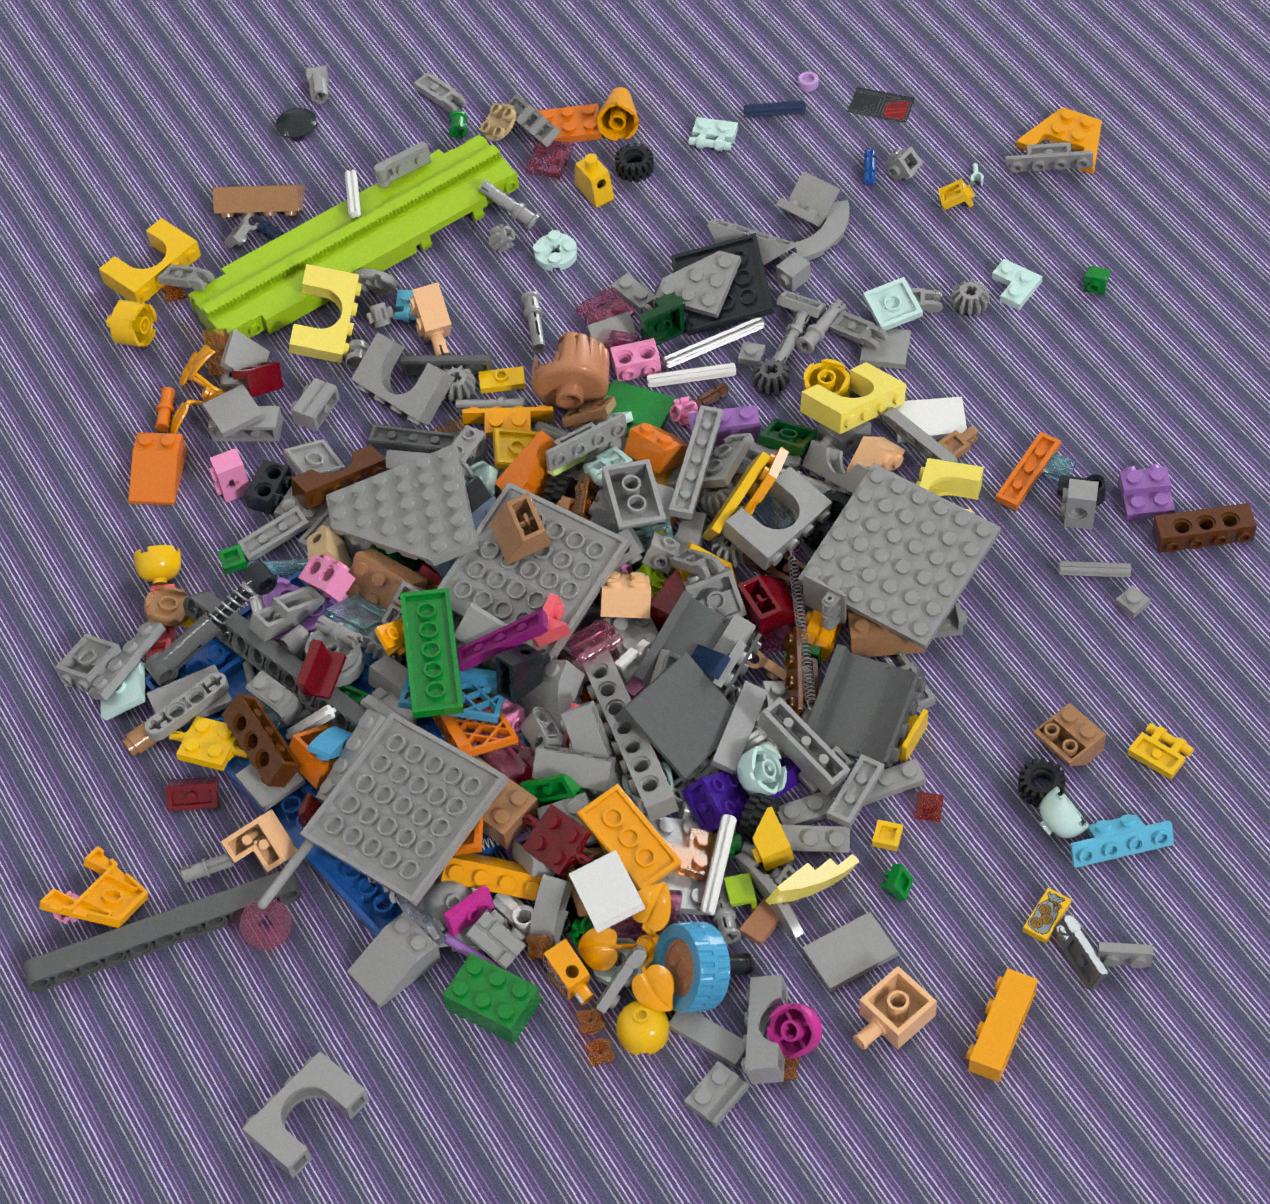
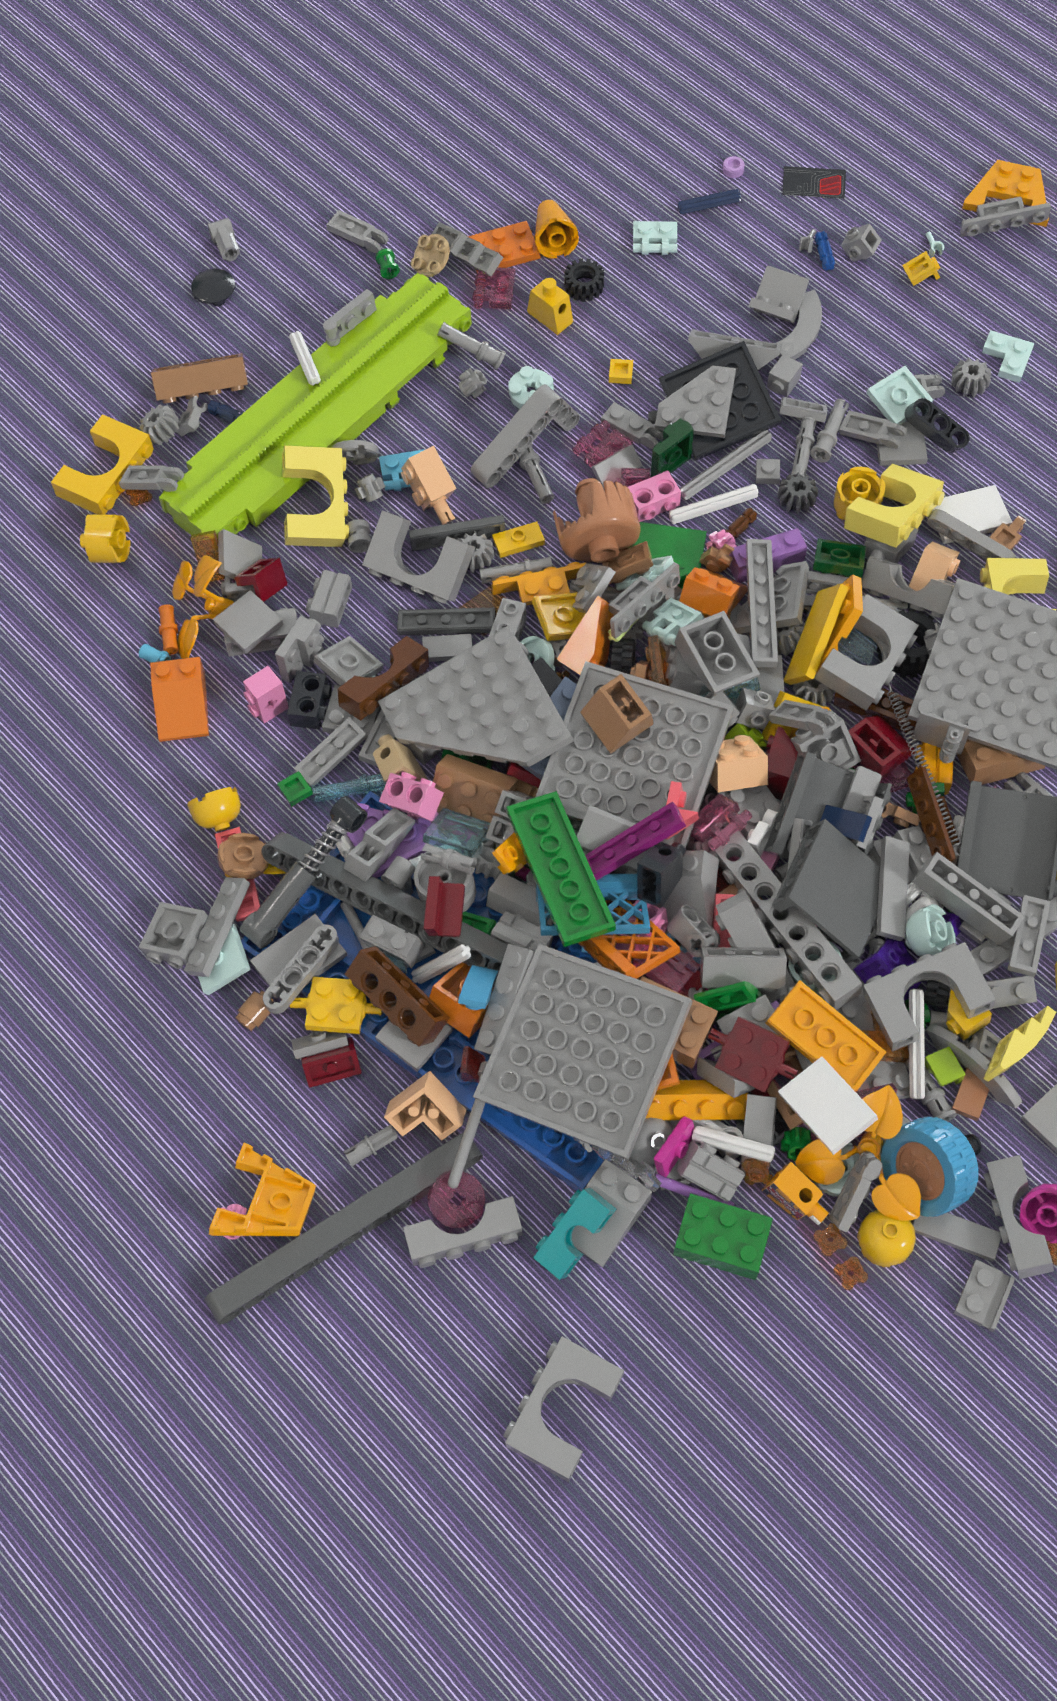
camera: 15 degrees left, 10 degrees up
(142, 426) = (152, 654): none -> medium azure pin
(187, 773) = (317, 1043): none -> light grey plate
(210, 234) = (160, 424): none -> light grey gear
(271, 438) = (299, 647): none -> light grey plate
(294, 952) = (430, 1243): none -> light grey arch
(341, 980) = (557, 1250): none -> teal arch
(522, 918) = (734, 1144): none -> white axle
(529, 283) = (521, 432): none -> light grey beam
(550, 421) = (592, 581): none -> light grey plate
(642, 247) = (621, 371): none -> yellow plate
(674, 421) = (717, 560): none -> medium nougat plate
(702, 810) = (951, 966): none -> light grey arch
(853, 157) = (807, 242): none -> light grey hand
(915, 323) = (947, 425): none -> black beam

